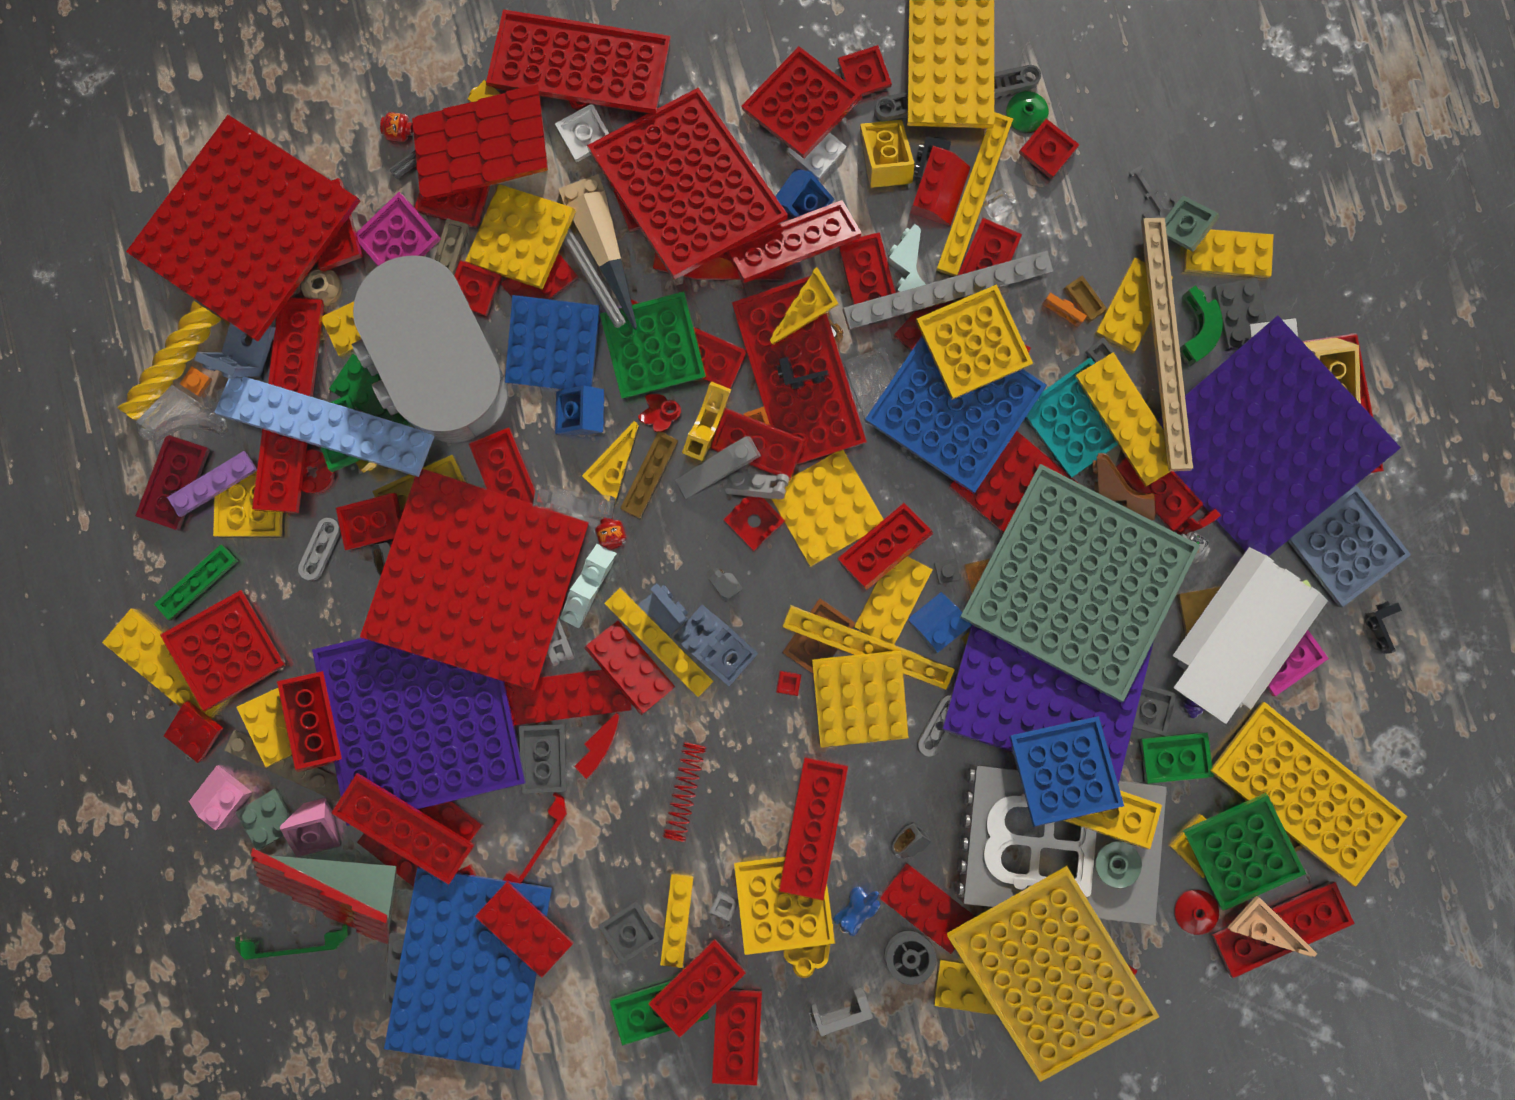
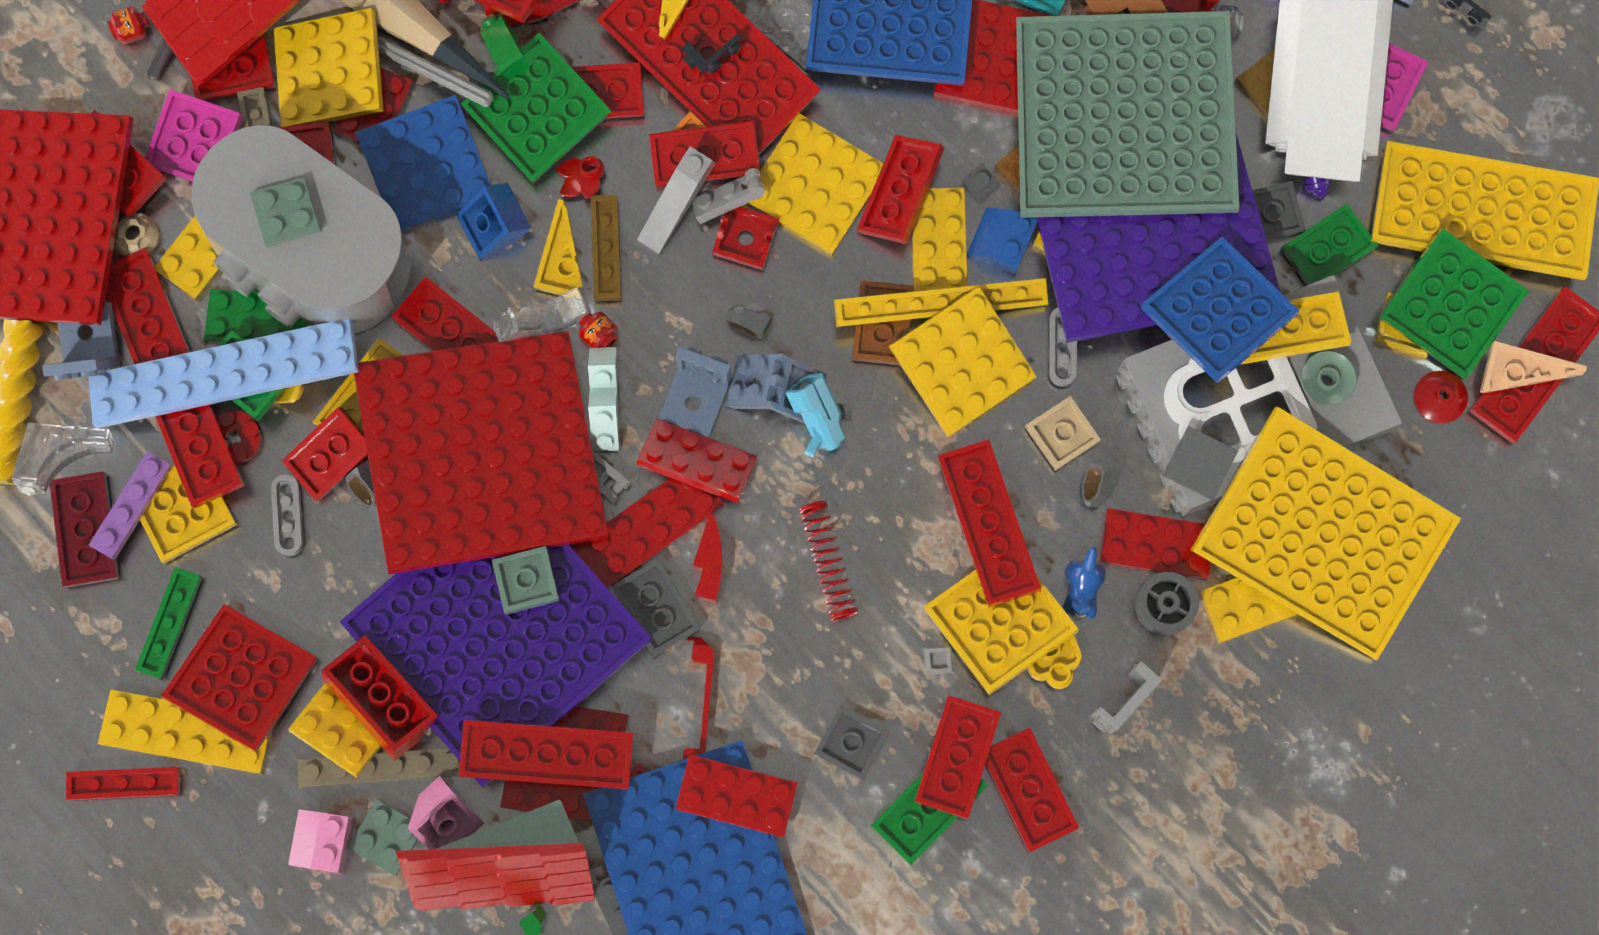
camera: 25 degrees left, 5 degrees down
(104, 680) = (123, 783): none -> red plate
(193, 731) = (253, 784): red plate -> none
(196, 381) = (50, 409): orange plate -> none
(419, 336) = (285, 212): none -> sand green plate
(457, 692) = (525, 580): none -> sand green plate
(653, 283) = (501, 40): none -> green slope
(658, 642) = (714, 416): yellow plate -> none
(676, 920) = (896, 702): yellow plate -> none
(706, 424) = (638, 156): yellow arch -> none
(736, 681) = (819, 411): none -> medium azure piece
(788, 683) = (877, 388): red tile -> none
(904, 790) = (1062, 433): none -> tan plate
(988, 875) = (1200, 463): none -> dark grey tile

